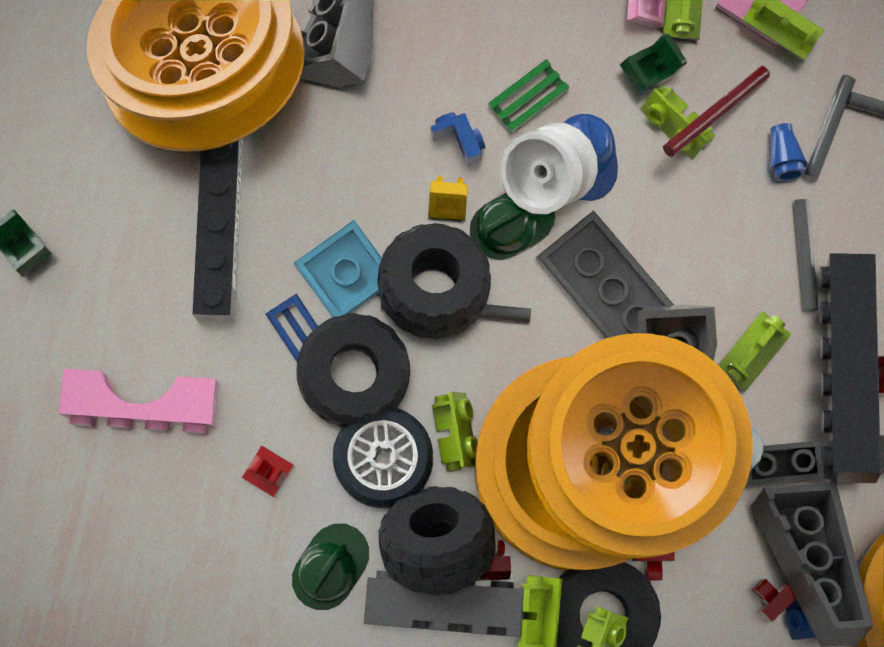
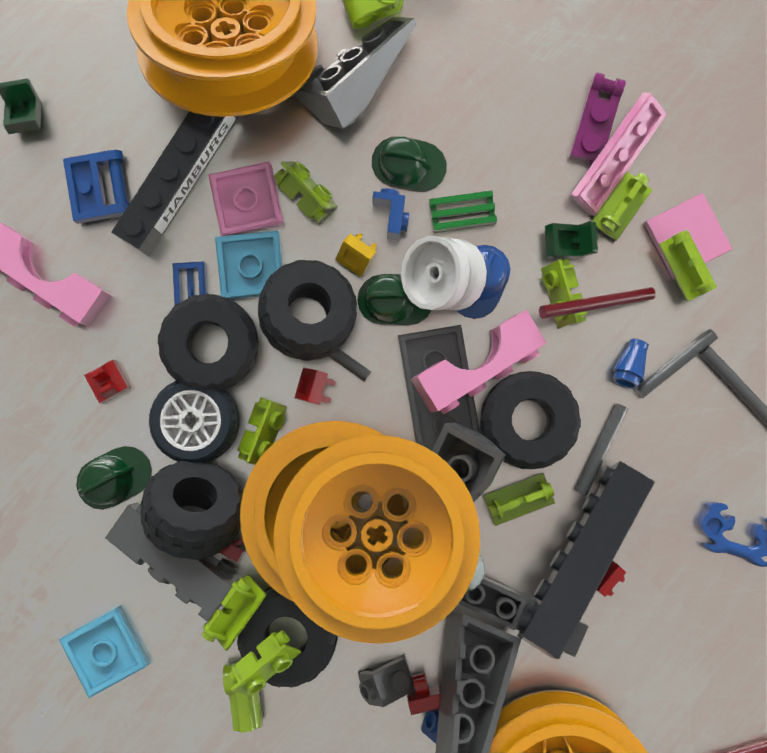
camera: 30 degrees right, 5 degrees up
(134, 287) = (87, 188): none -> blue plate
(302, 207) = (246, 199): none -> bright pink tile
(344, 158) = (297, 180): none -> lime hinge
(445, 79) = (409, 163): none -> dark green piece
(481, 356) = (312, 385): none -> red tile
(614, 273) = (511, 341): none -> bright pink arch
(729, 610) = (386, 683): none -> dark grey bracket
(740, 237) = (561, 418): none -> black tyre

